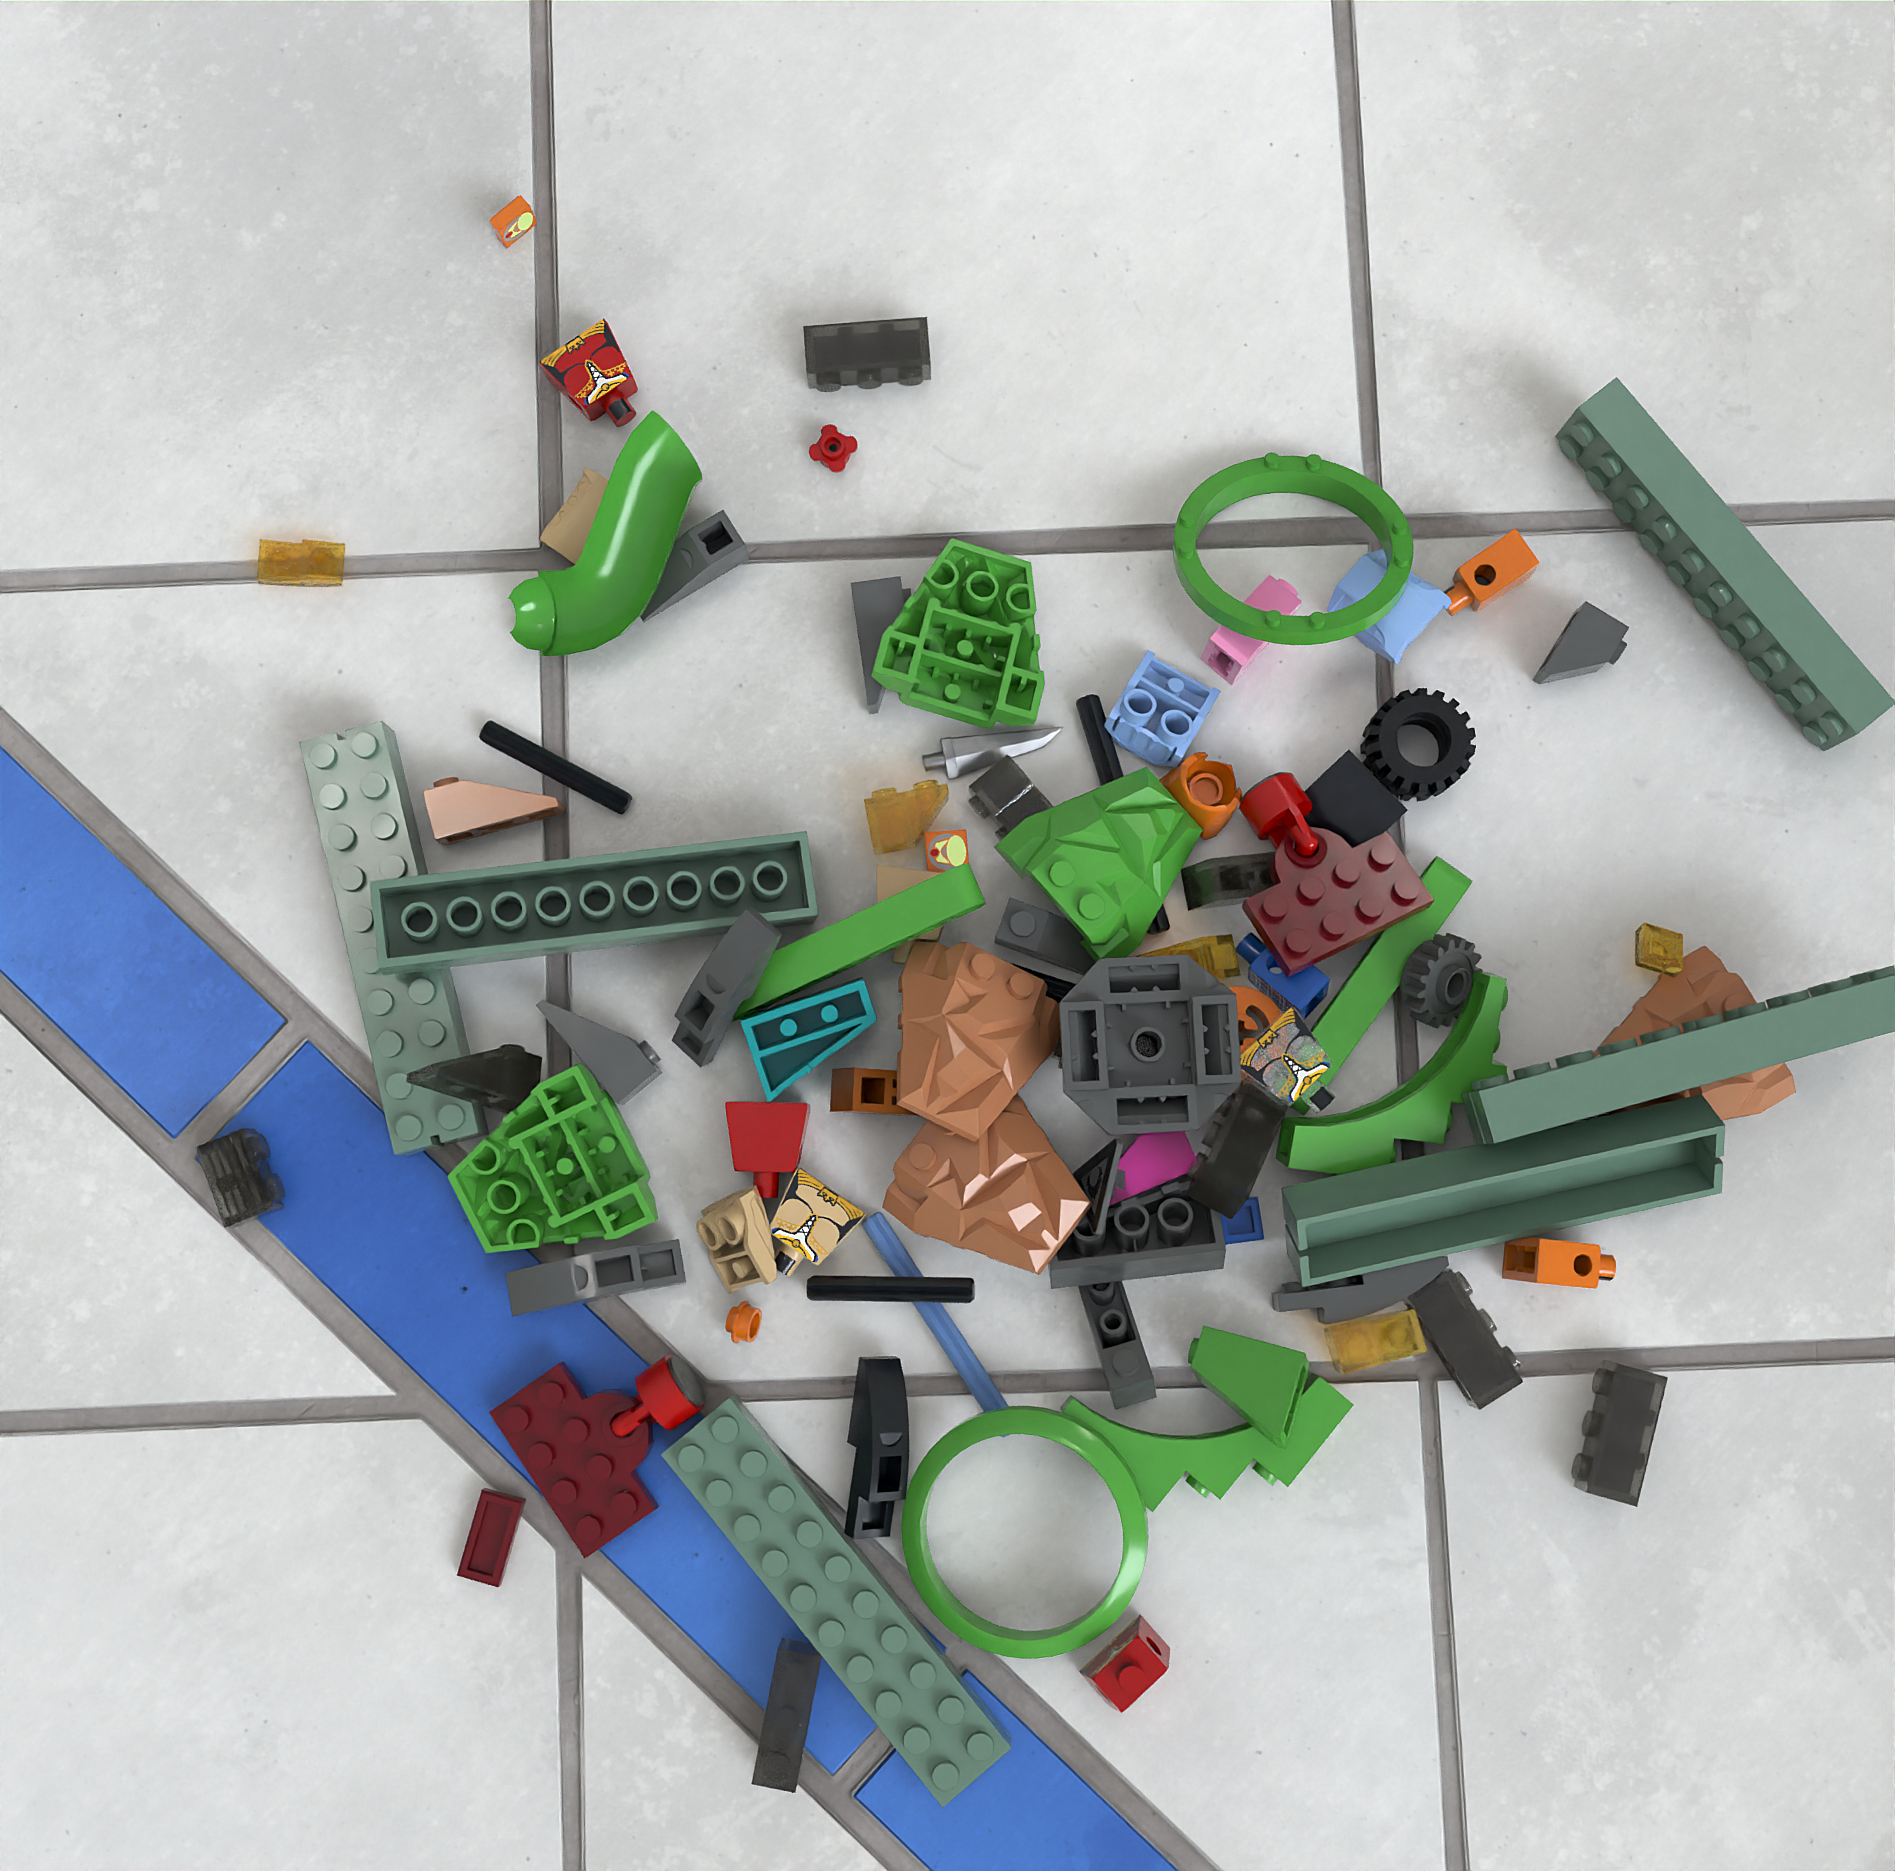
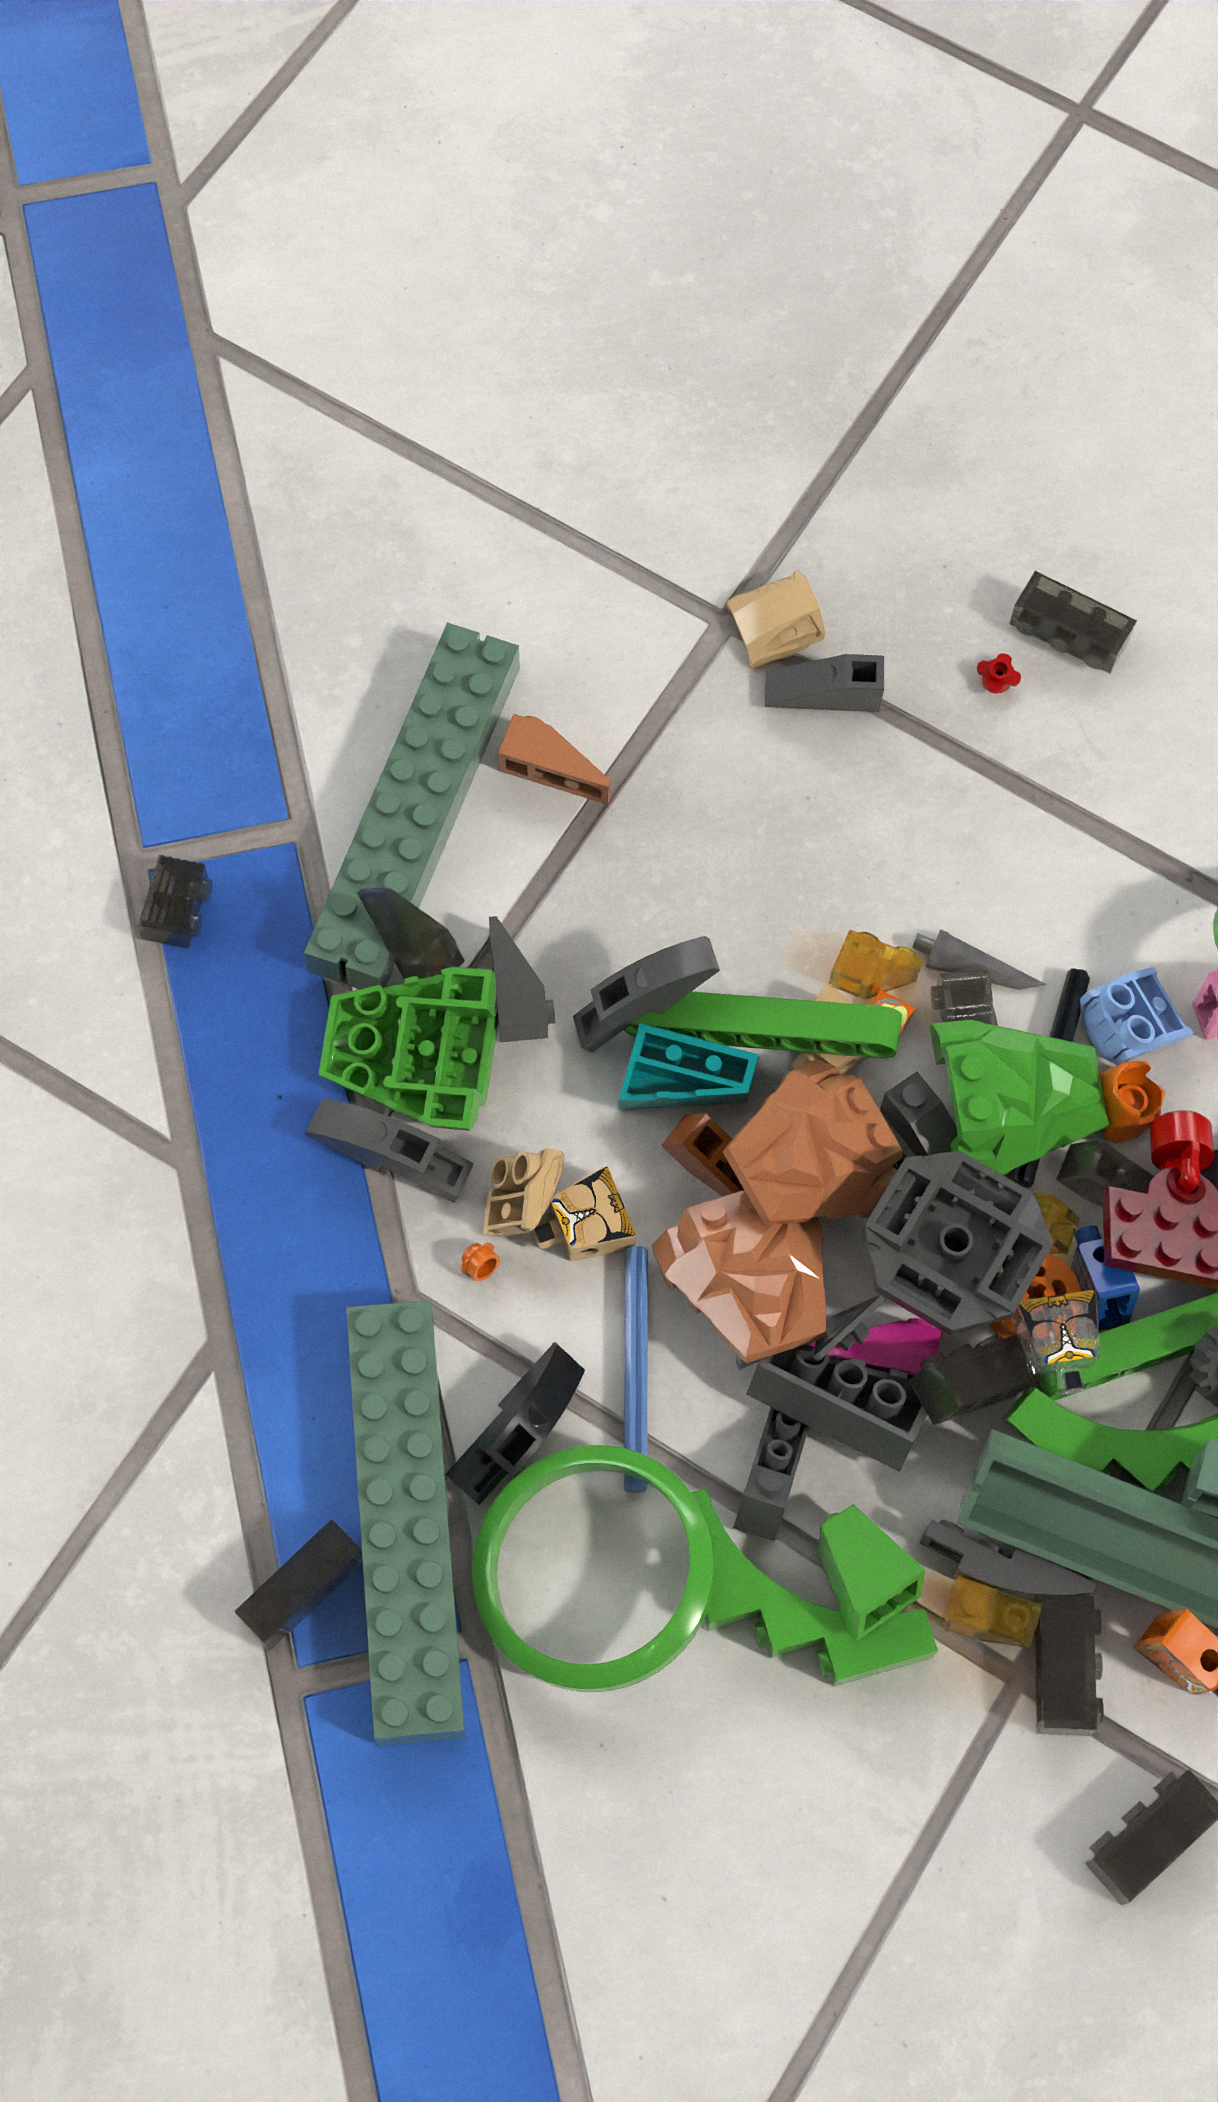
camera: 30 degrees right, 15 degrees down
(301, 564) = (535, 513): clear yellow slope -> none
(491, 1537) = (165, 1293): dark red tile -> none
(513, 221) = (862, 376): orange tile -> none
(555, 767) = (624, 766): black axle -> none
(588, 1447) = (291, 1274): dark red plate -> none
(590, 902) = (584, 863): sand green brick -> none
(593, 375) = (848, 513): red torso -> none
(623, 552) = (784, 640): bright green animal -> none
(766, 1140) = (597, 1133): red torso -> none
(875, 607) = (947, 822): dark grey slope -> none
(891, 1289) = (616, 1309): black axle -> none
(967, 640) = (1009, 867): bright green wedge -> none
(1128, 1665) = (602, 1737): red torso -> none
(1245, 1225) = (937, 1450): blue tile -> none

